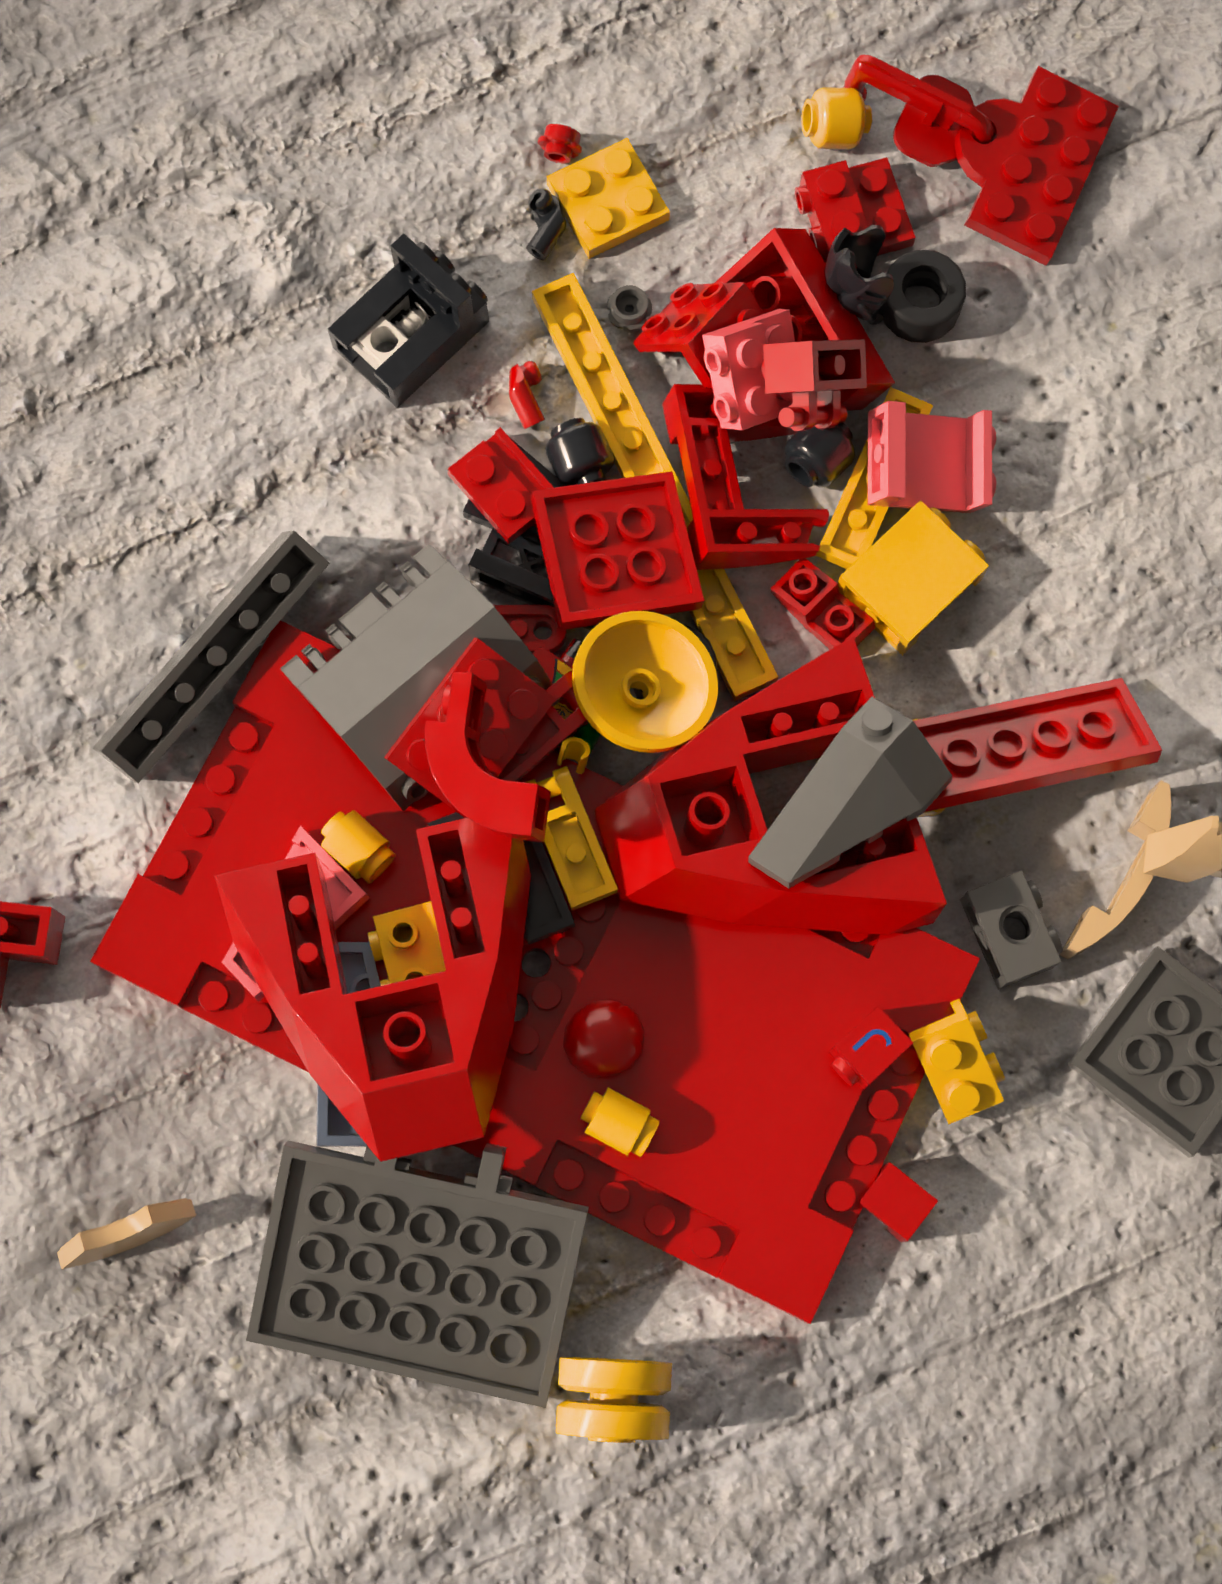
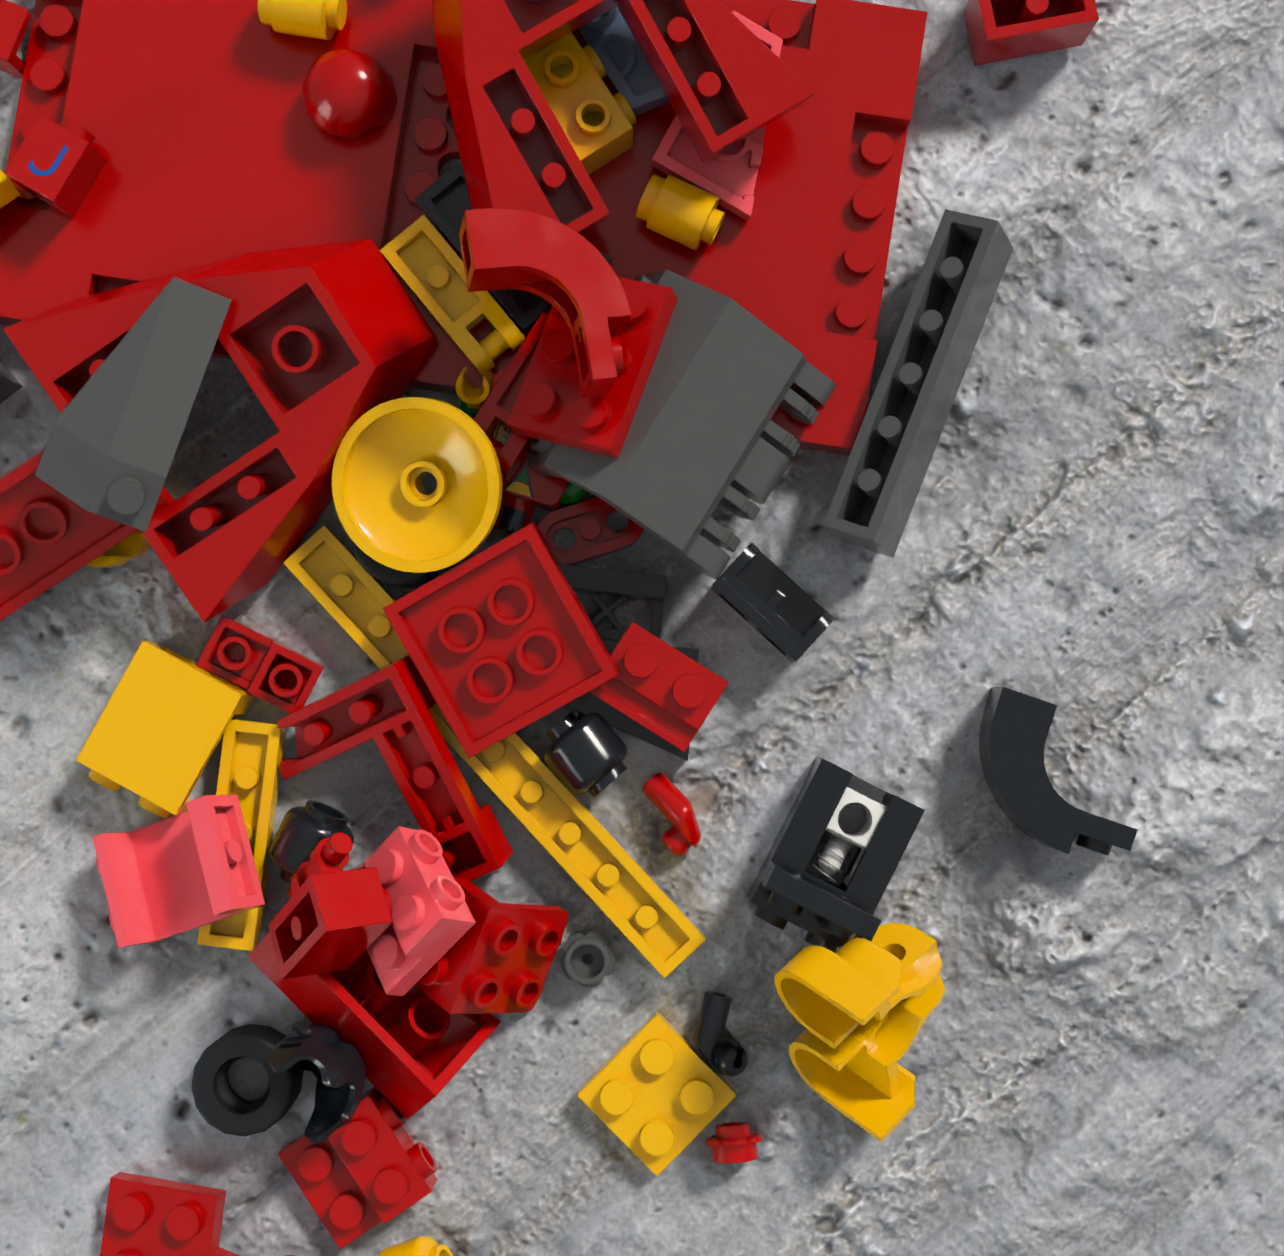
camera: 165 degrees right, 10 degrees up
(242, 357) = (1014, 769): none -> black arch
(387, 524) = (772, 603): none -> black hinge
(431, 190) = (858, 1020): none -> yellow piece

